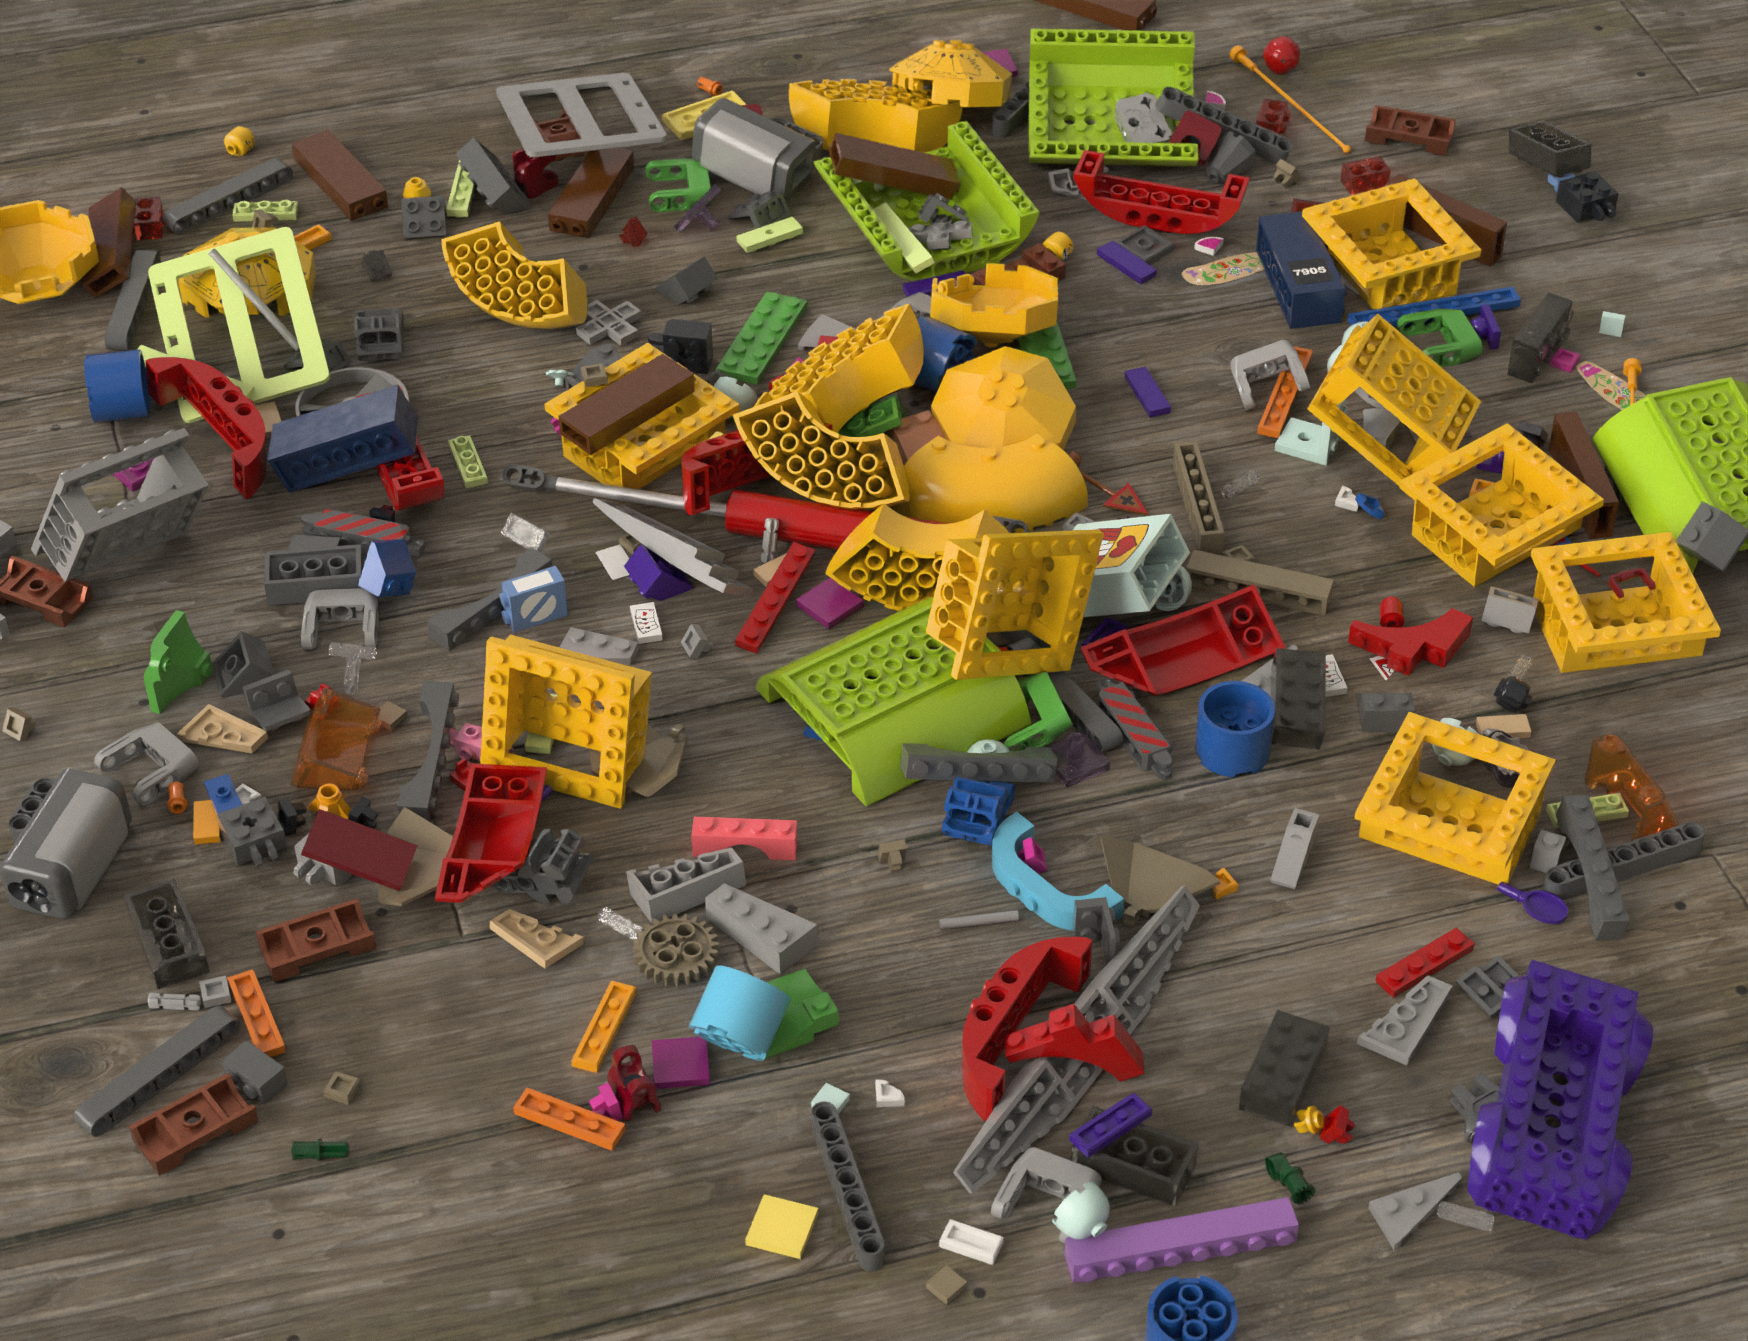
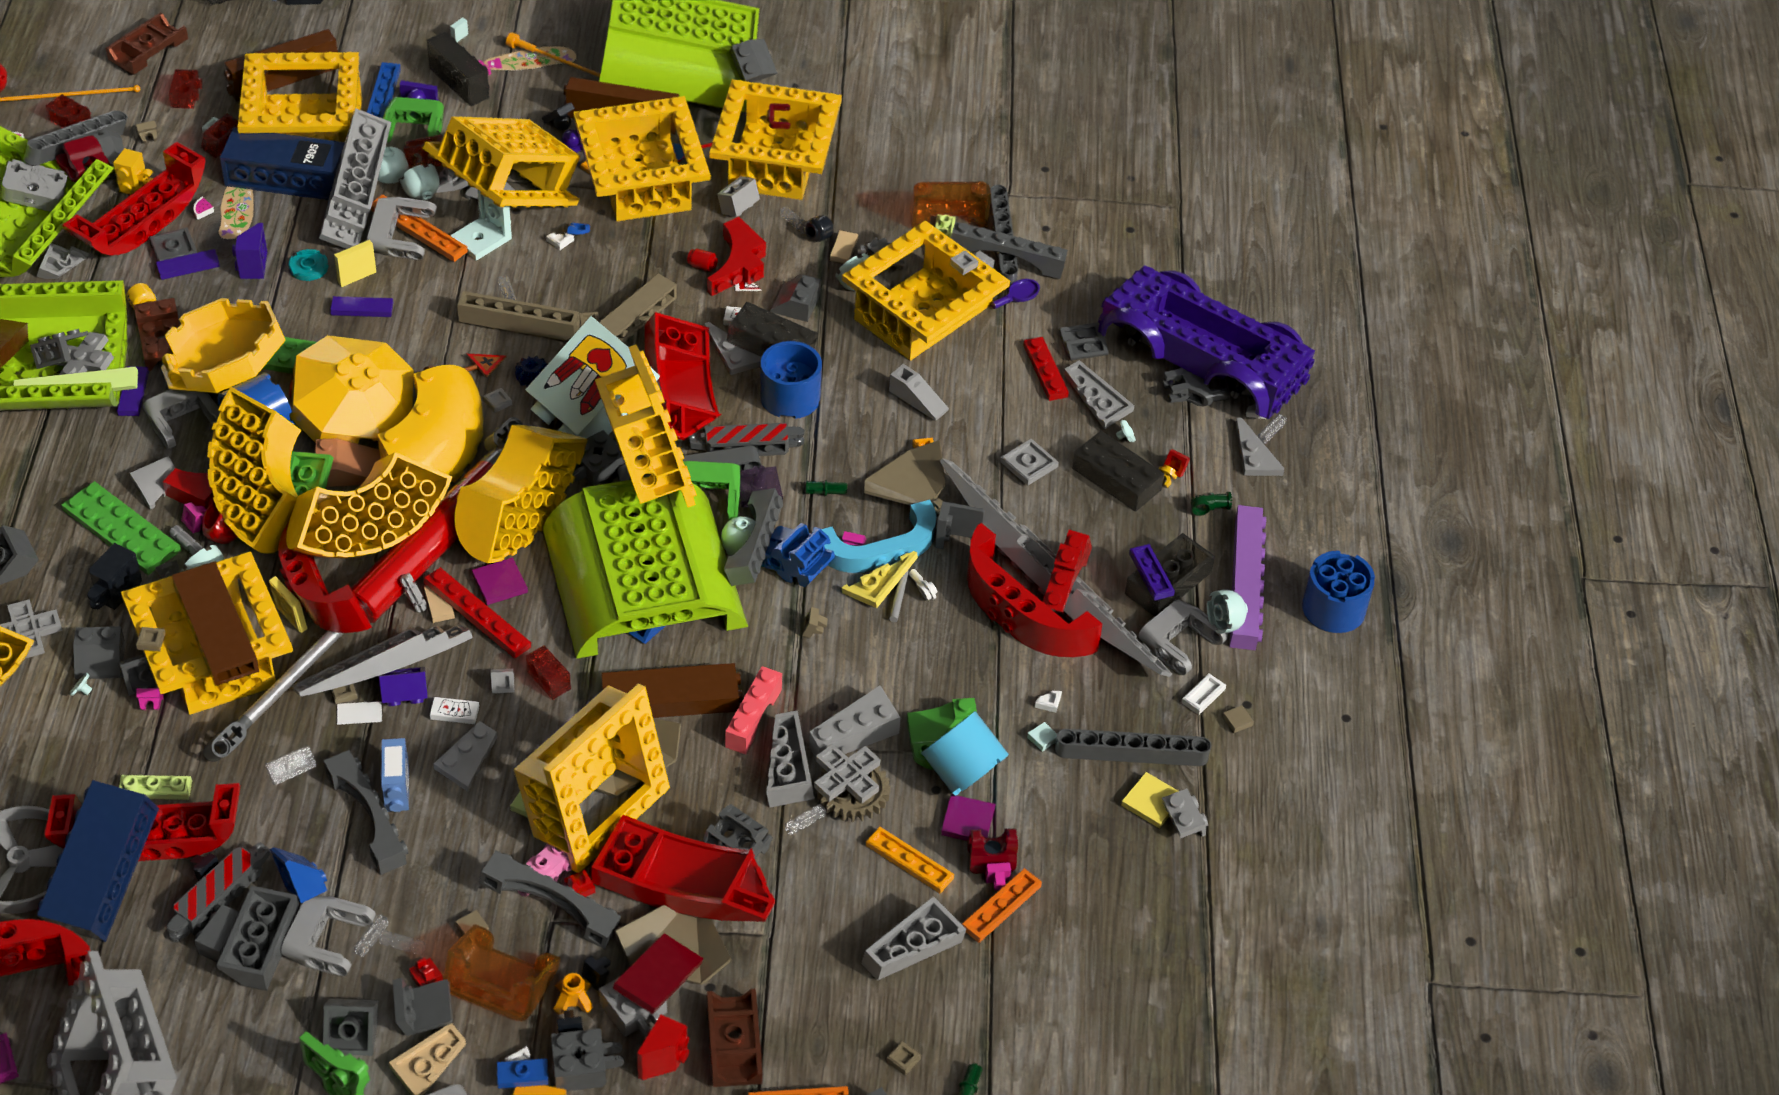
camera: 75 degrees left, 5 degrees up
(278, 883) = (663, 1048): none -> red slope
(487, 1048) = (914, 939): none -> light grey wedge
(536, 941) = (800, 879): tan wing -> none
(676, 927) = (847, 773): none -> light grey plate
(720, 669) = (548, 672): none -> clear red brick
(739, 765) = (683, 689): none -> reddish brown brick
(762, 385) = (185, 539): none -> light grey axle
(767, 1258) = (1185, 814): none -> light grey bracket
(986, 895) = (877, 585): none -> light yellow wing
(995, 938) = (927, 589): none -> white plate
(1103, 812) = (825, 487): none -> dark green axle
(1159, 289) = (251, 253): none -> dark purple slope
(1181, 338) = (308, 265): none -> teal tile
(1191, 360) = (355, 263): none -> light yellow tile
(1211, 173) = (131, 171): none -> yellow brick
(1252, 982) = (1029, 462): none -> light grey plate
(1306, 314) = (355, 180): none -> light grey slope
(1361, 1063) = (1125, 432): none -> light aqua plant
(1493, 804) = (964, 262): none -> light grey plate

